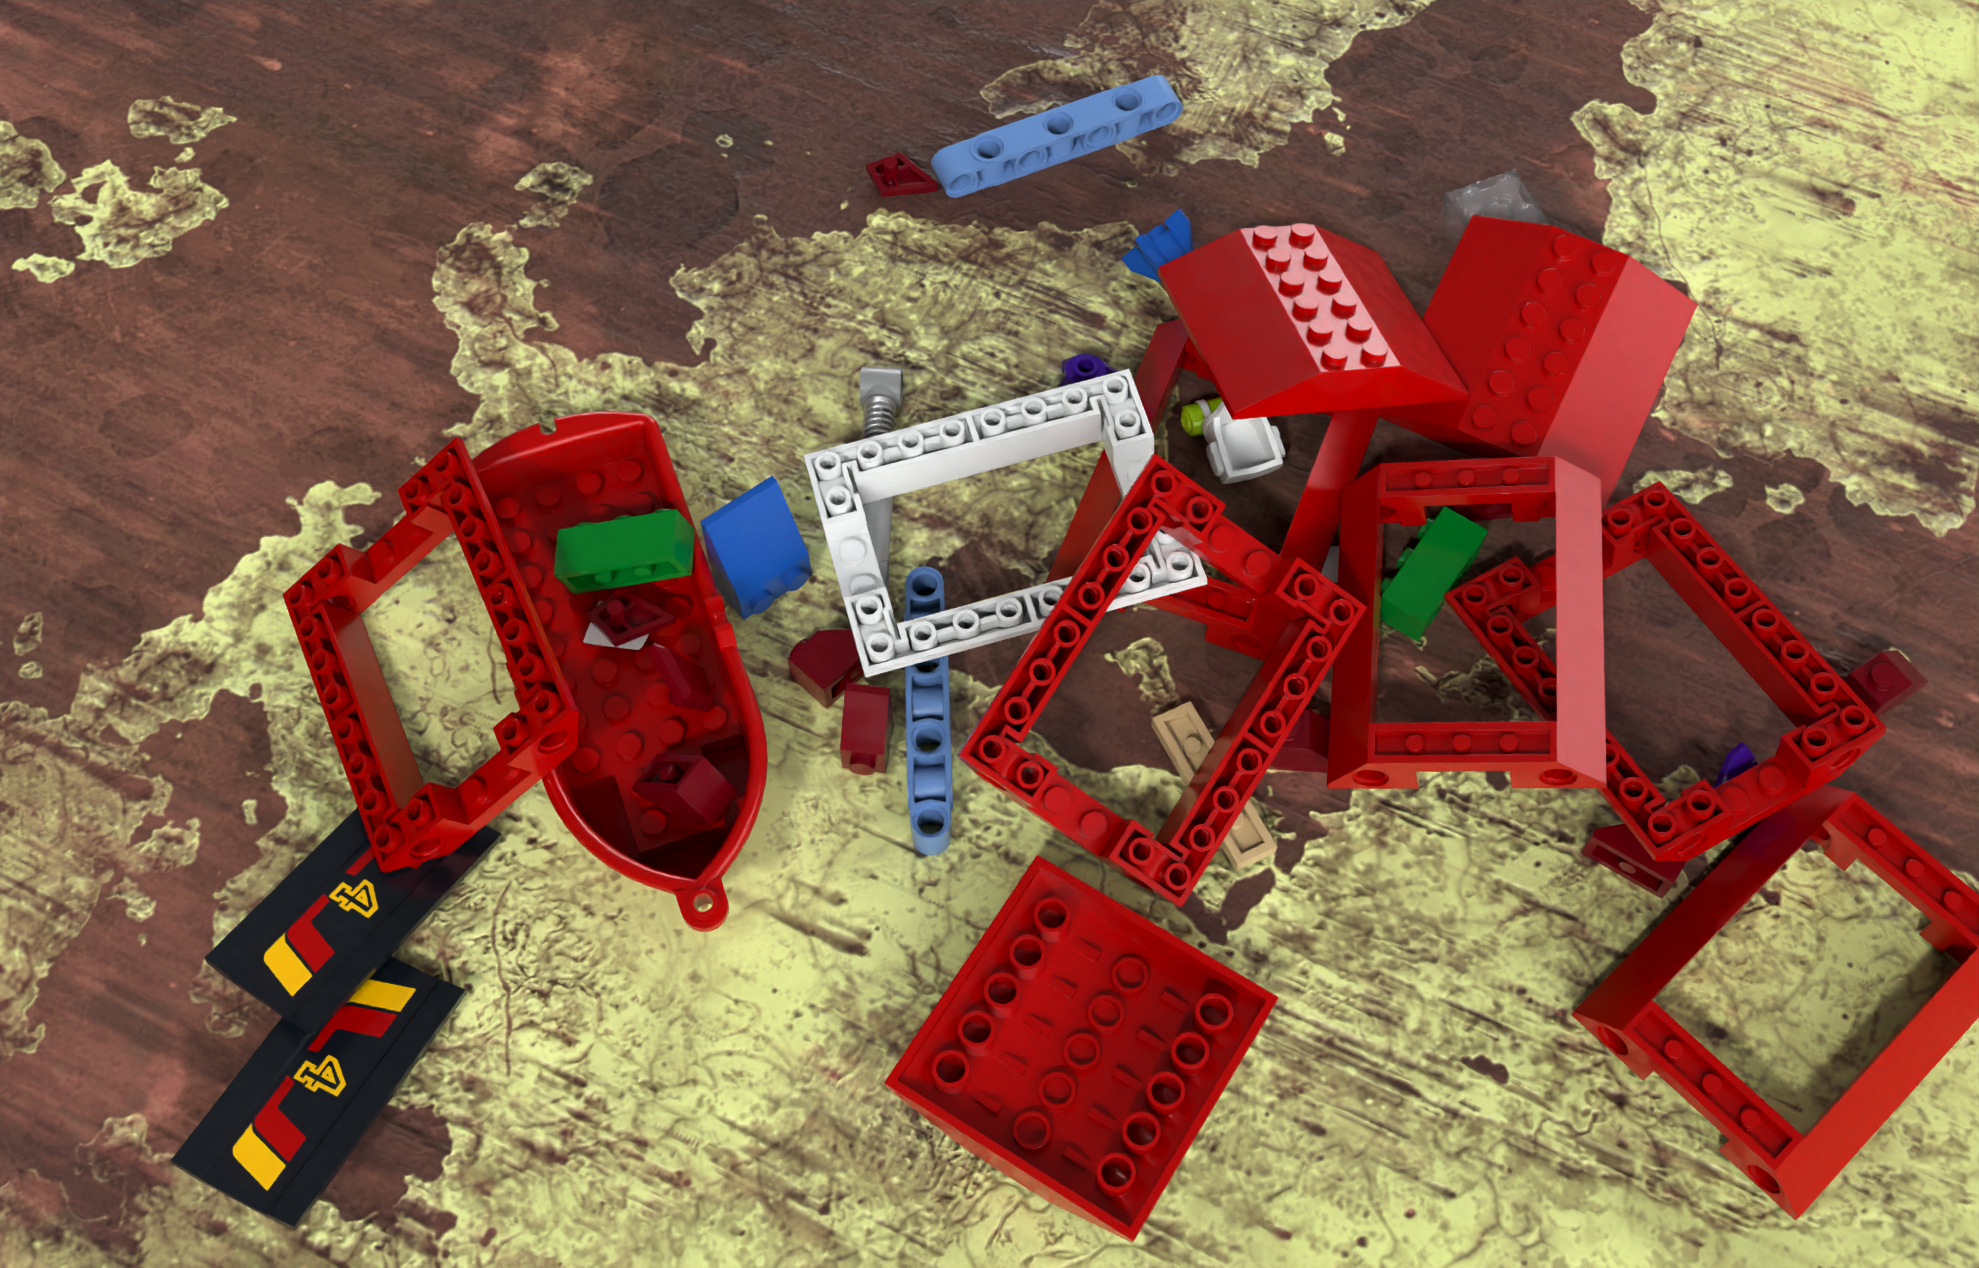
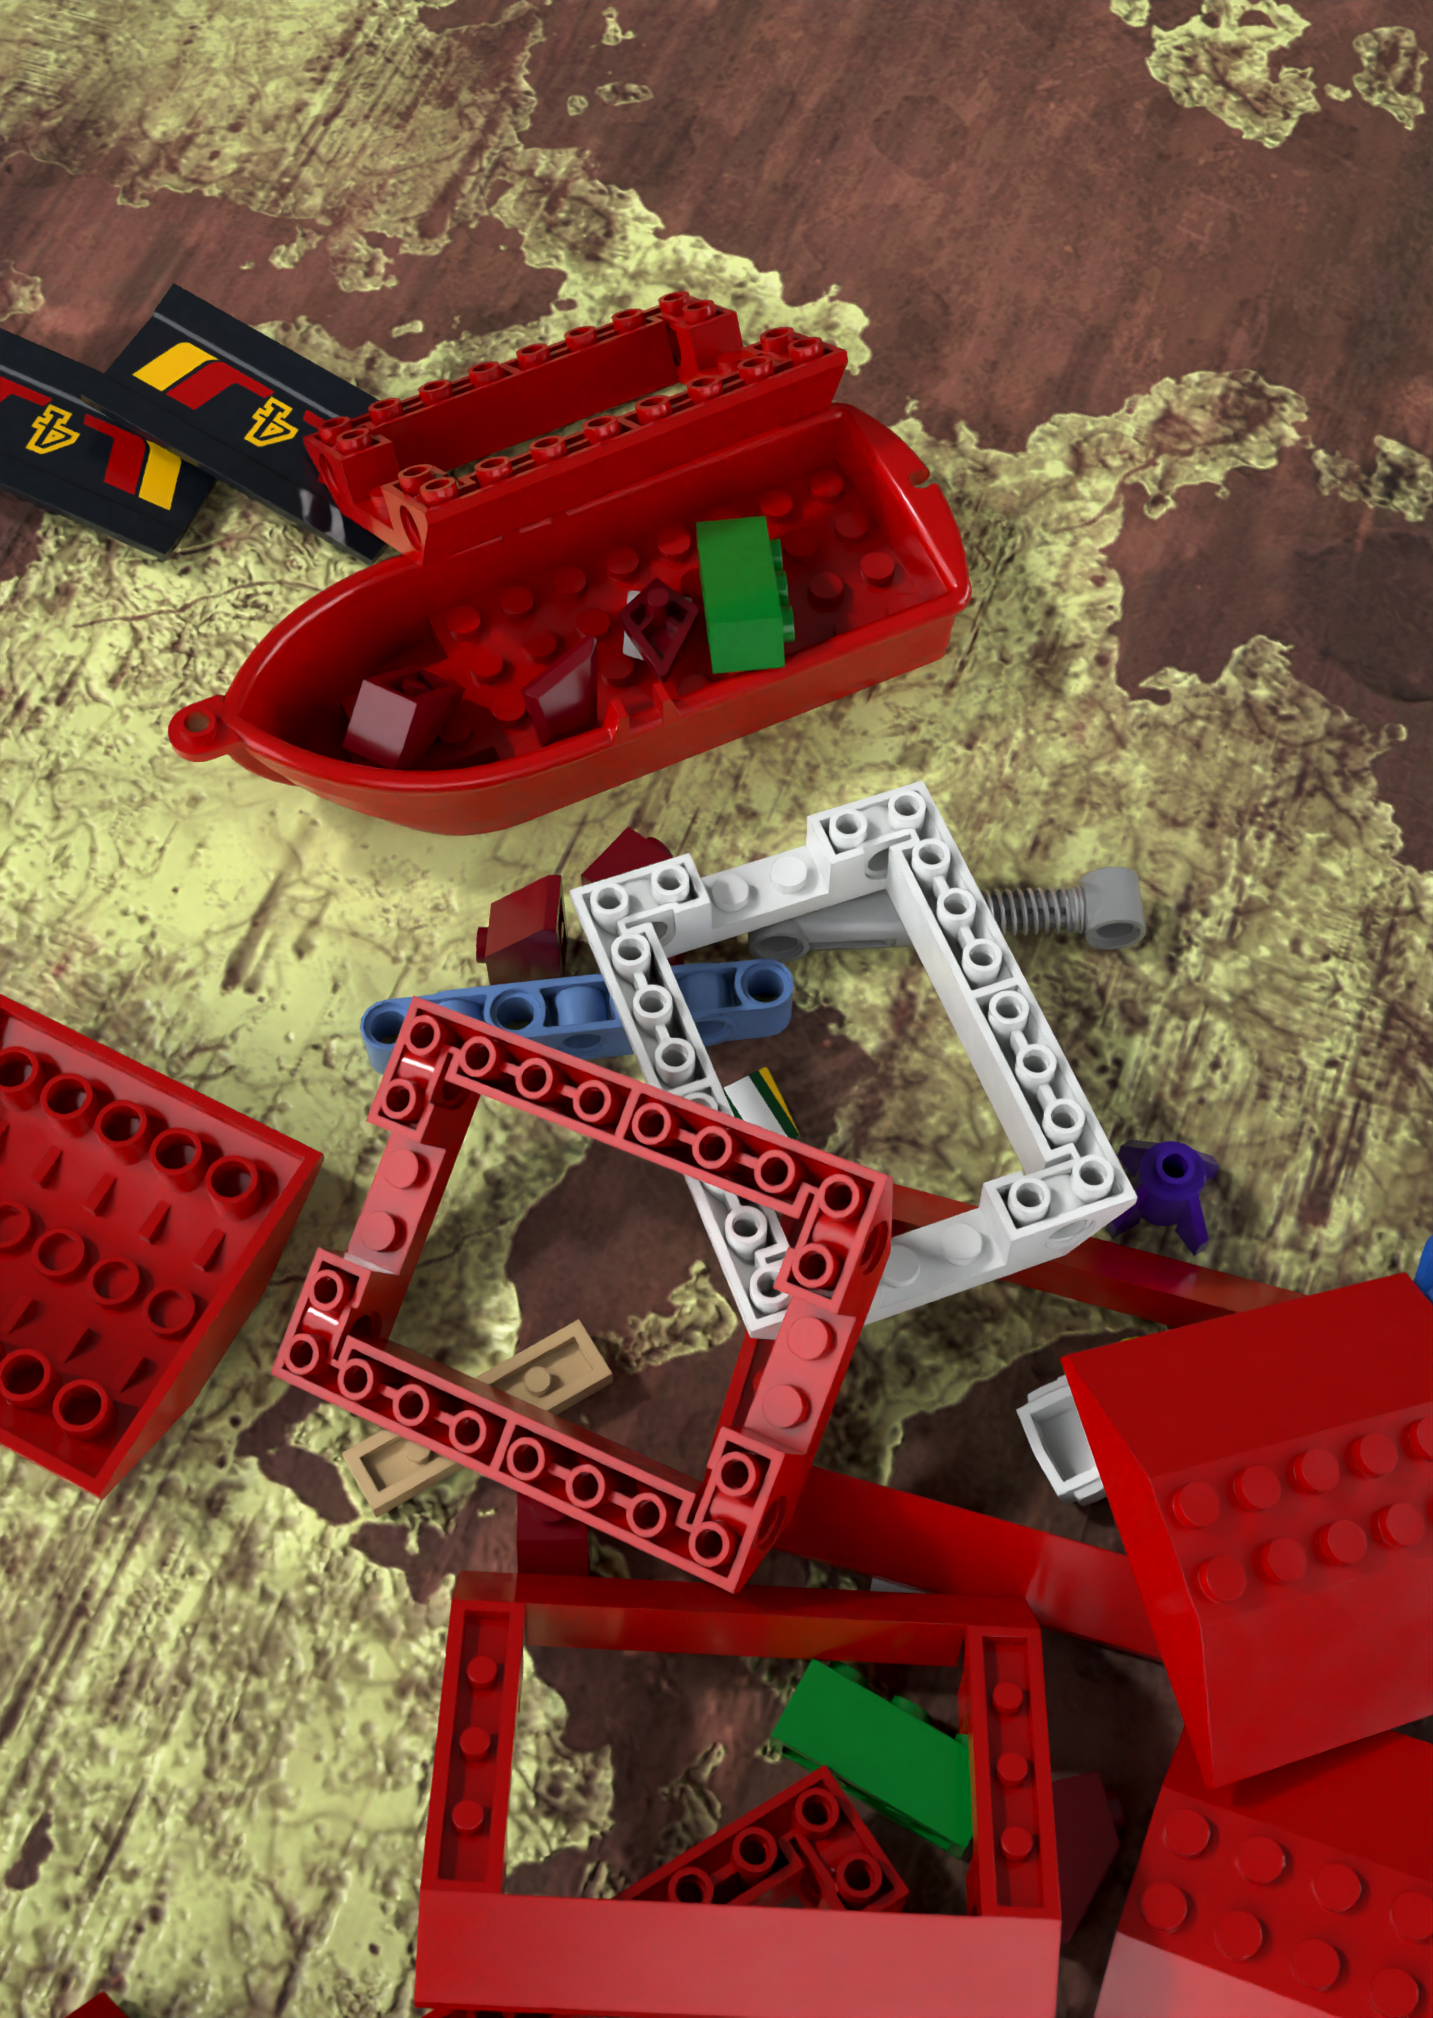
camera: 85 degrees right, 0 degrees up
(755, 549) = (782, 755): blue slope -> none

